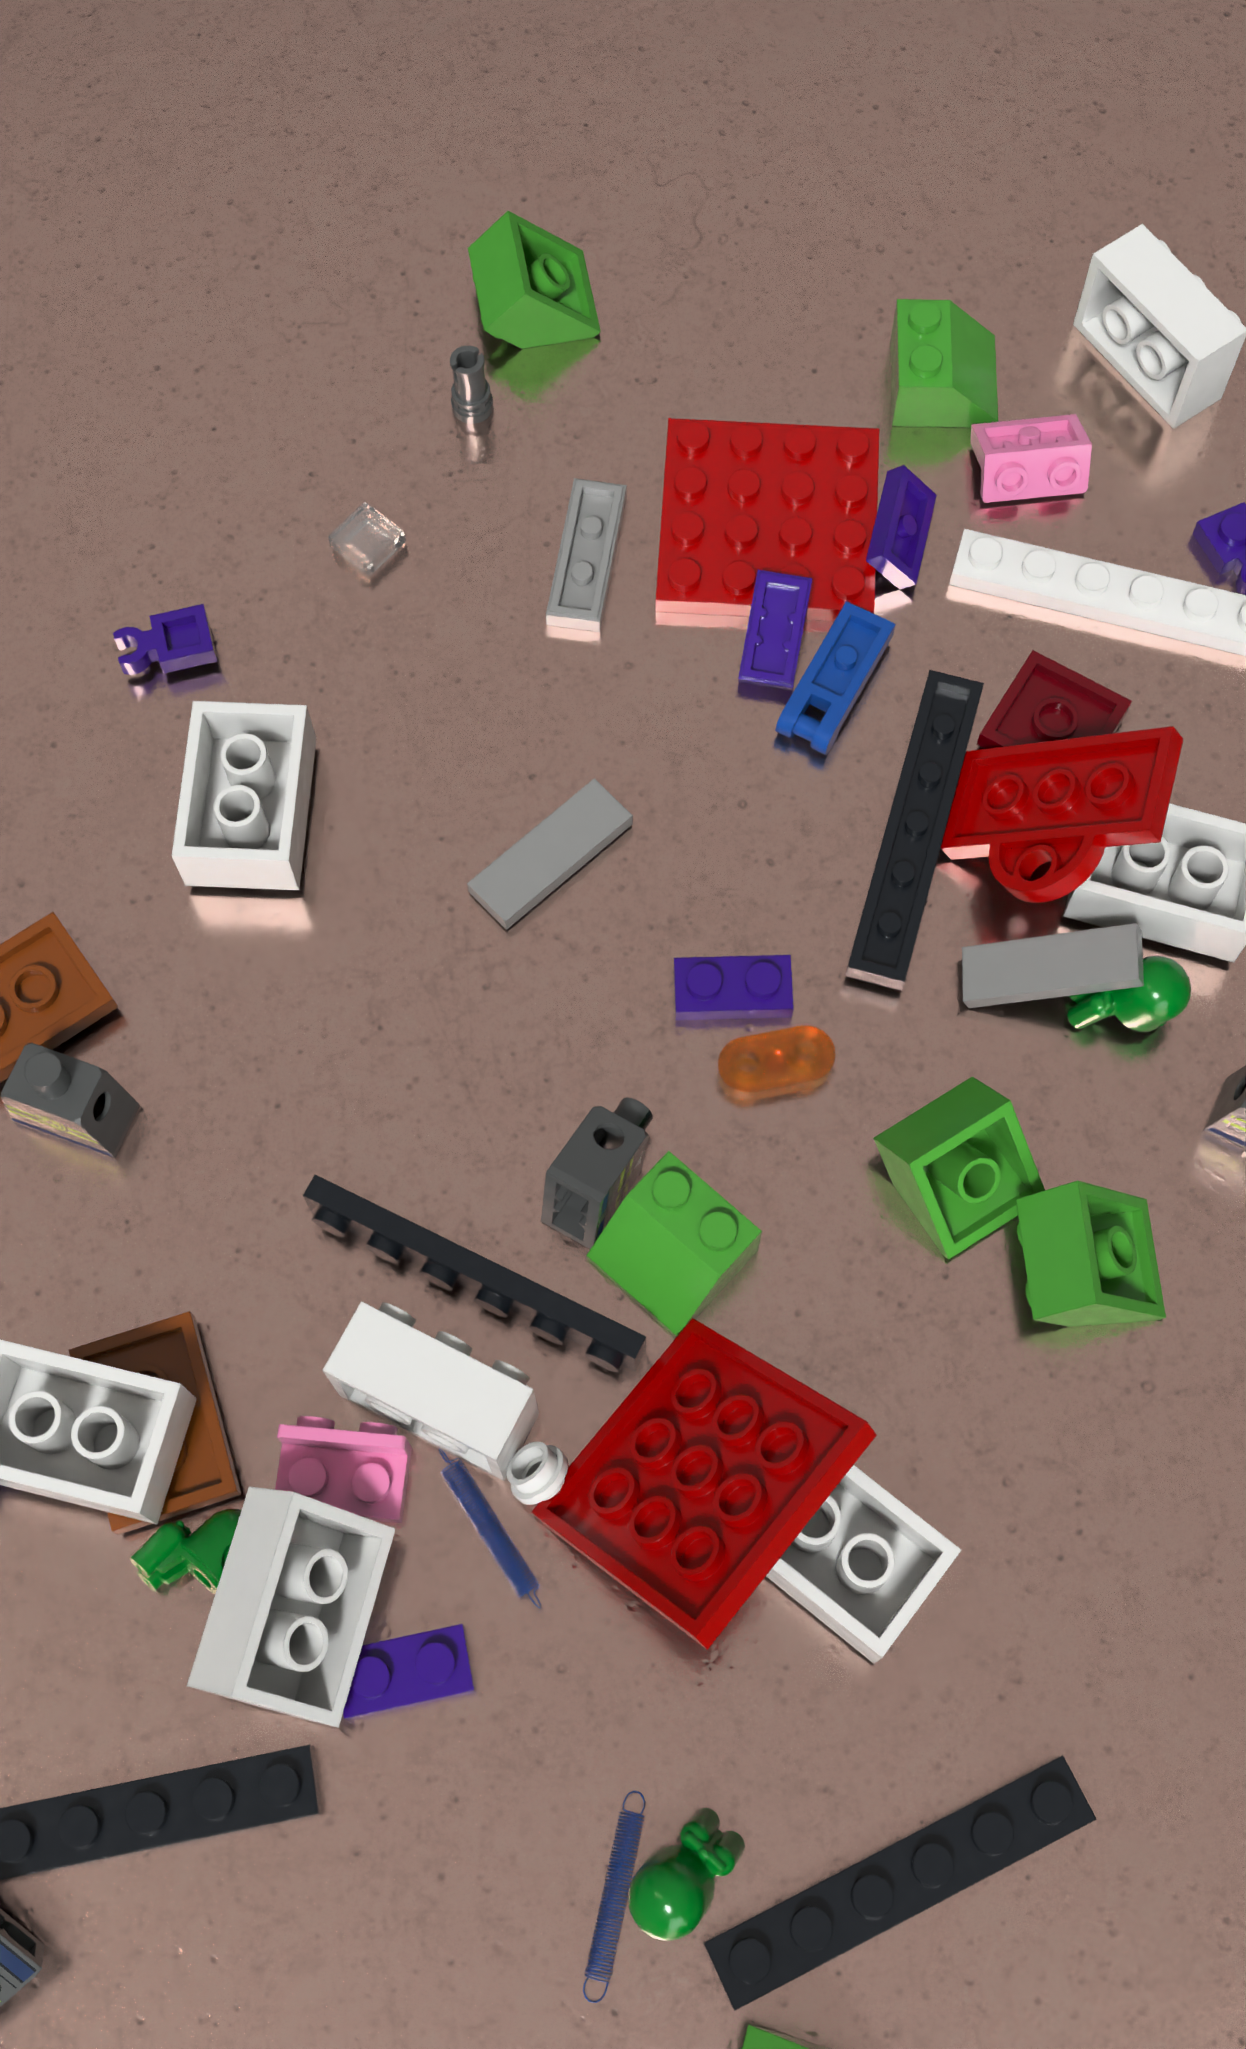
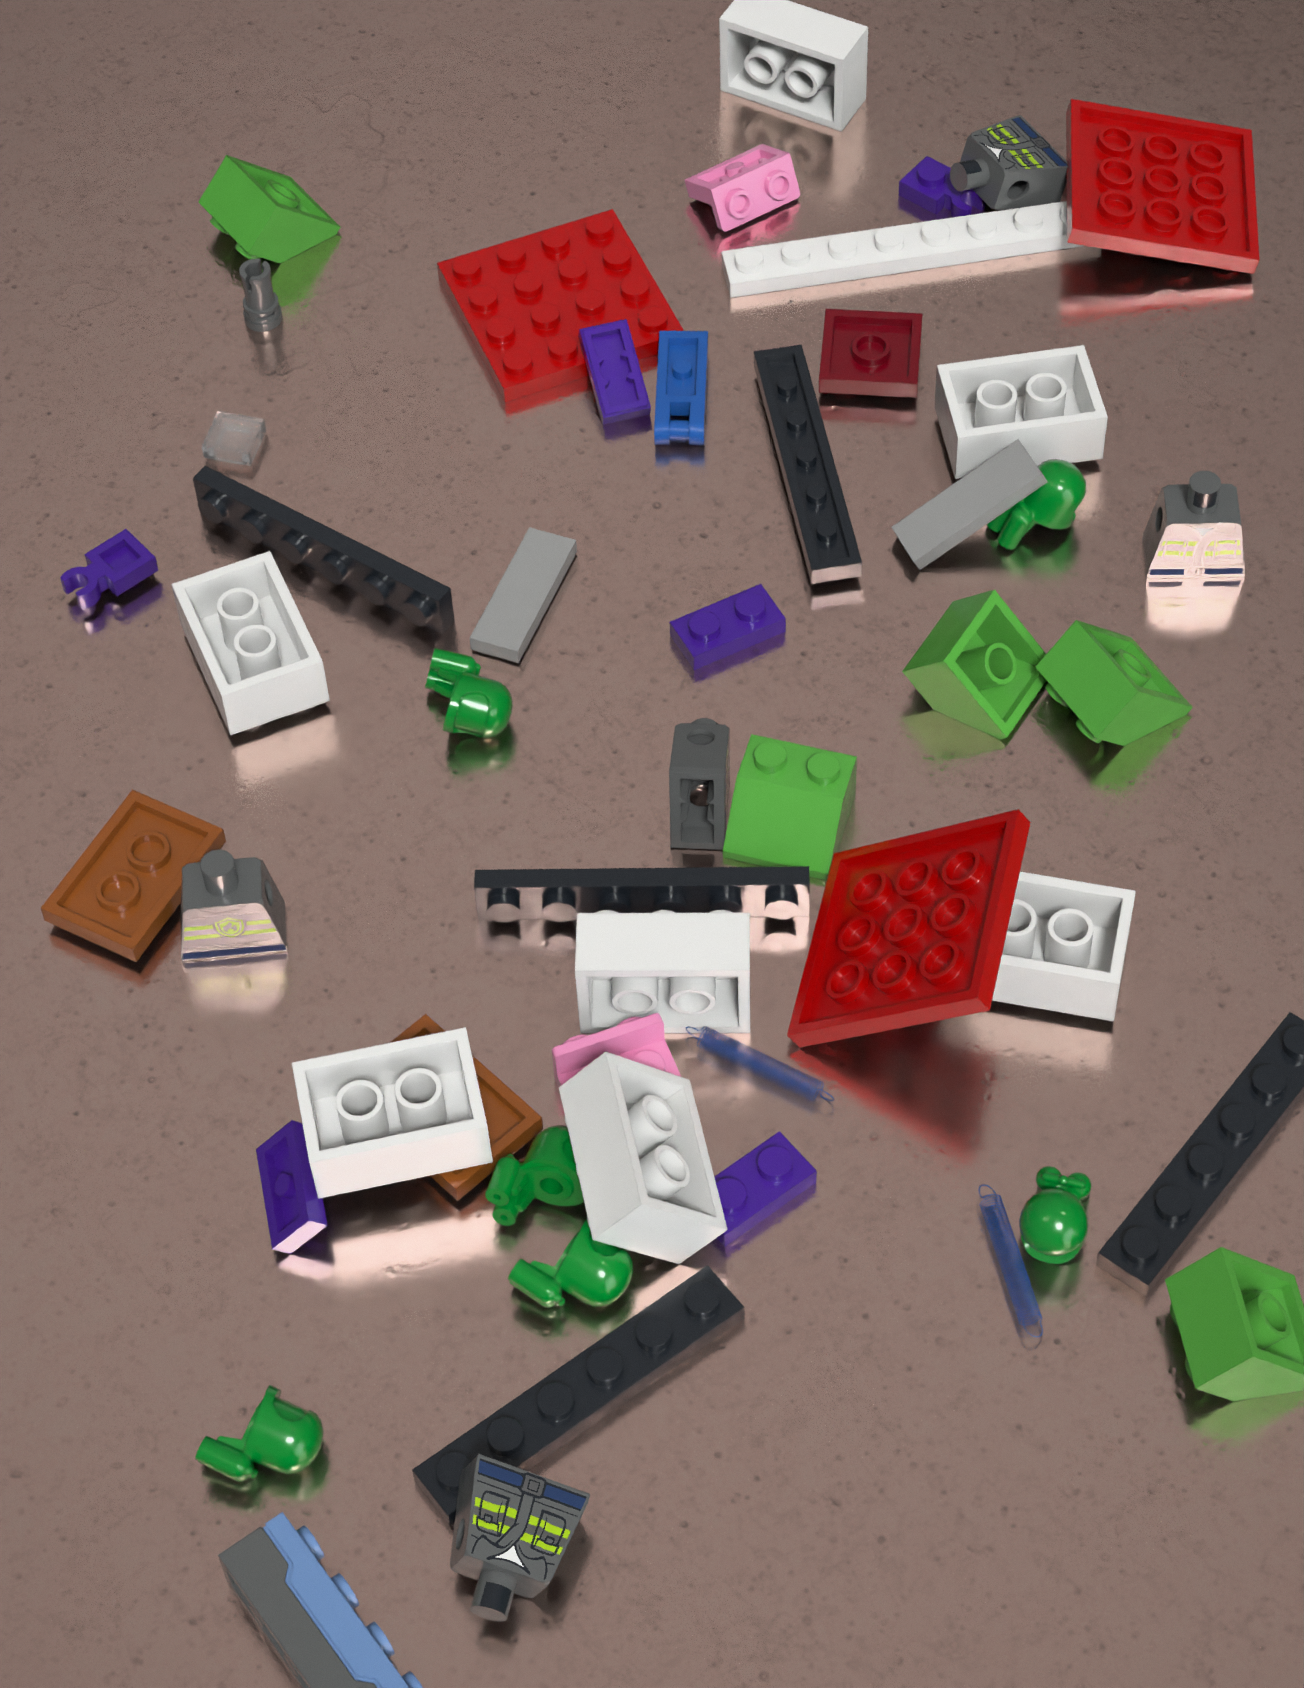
camera: 25 degrees left, 15 degrees down
(144, 1682) = (585, 1270): none -> green piece
(385, 730) = (324, 550): none -> black plate
(428, 965) = (476, 702): none -> green piece
(537, 1472) = (776, 1002): white plate -> none
(586, 555) = (425, 383): light grey tile -> none
(779, 1066) = (800, 658): clear orange plate -> none
(901, 527) = (671, 267): dark purple plate -> none
(941, 366) = (633, 150): bright green slope -> none
(1061, 806) = (912, 389): red plate -> none

